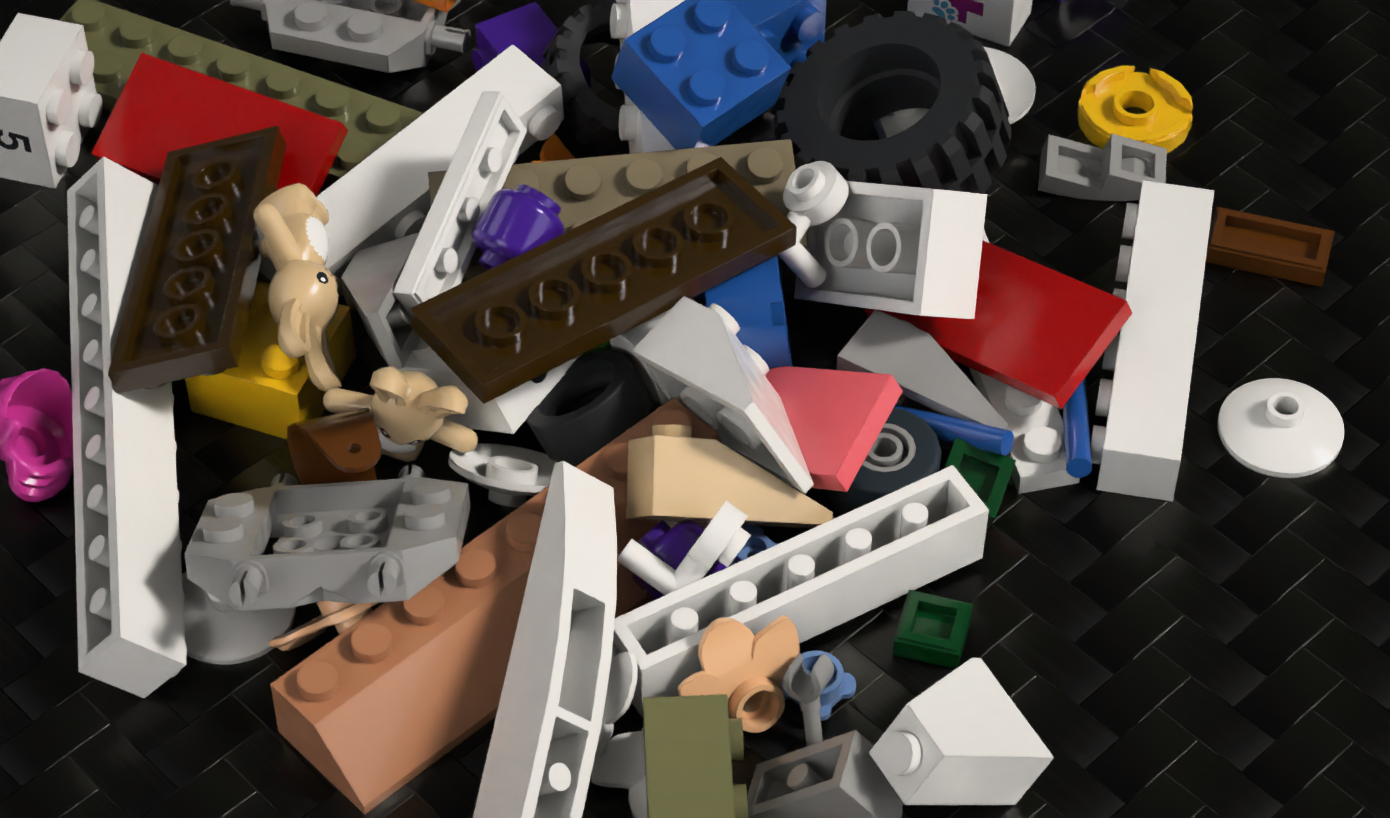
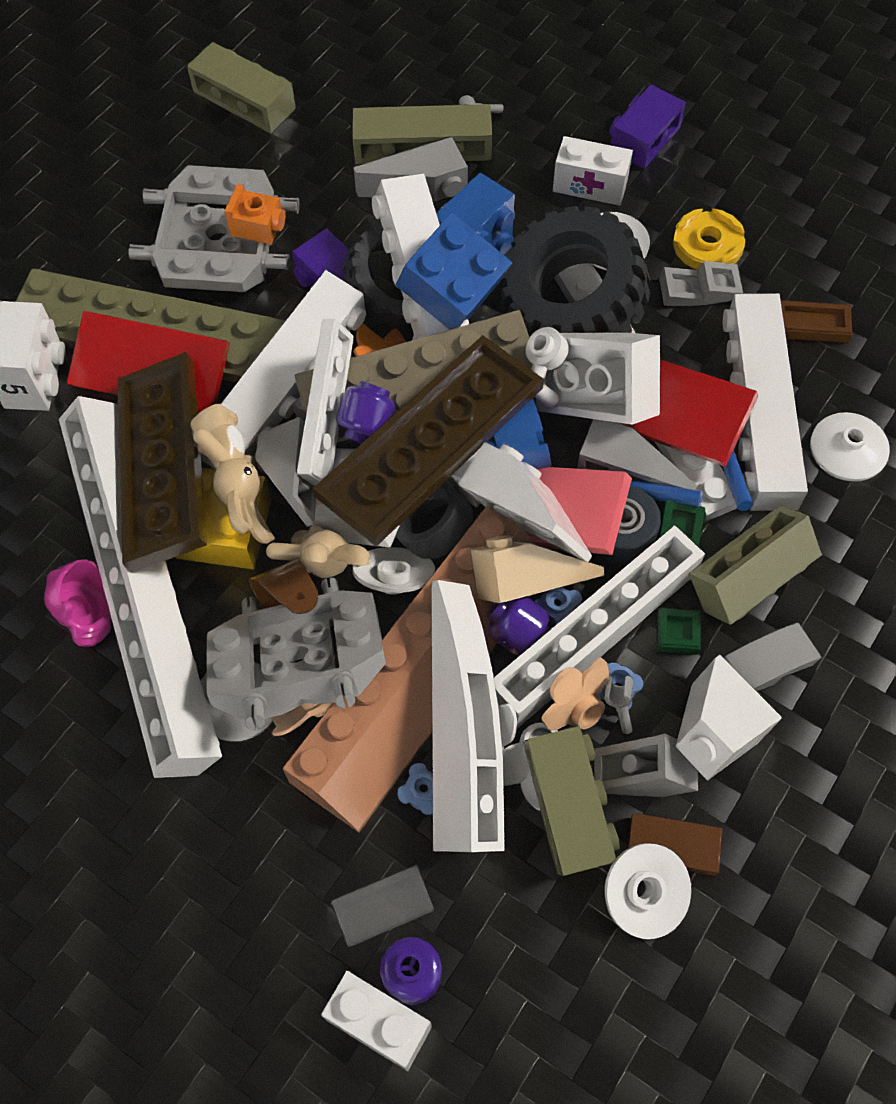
camera: 10 degrees left, 15 degrees up
(457, 767) = (410, 791): none -> medium blue plate
(719, 542) = (545, 613): white plate -> none
(1070, 681) = (774, 656): none -> light grey slope
(1073, 550) = (755, 564): none -> olive brick

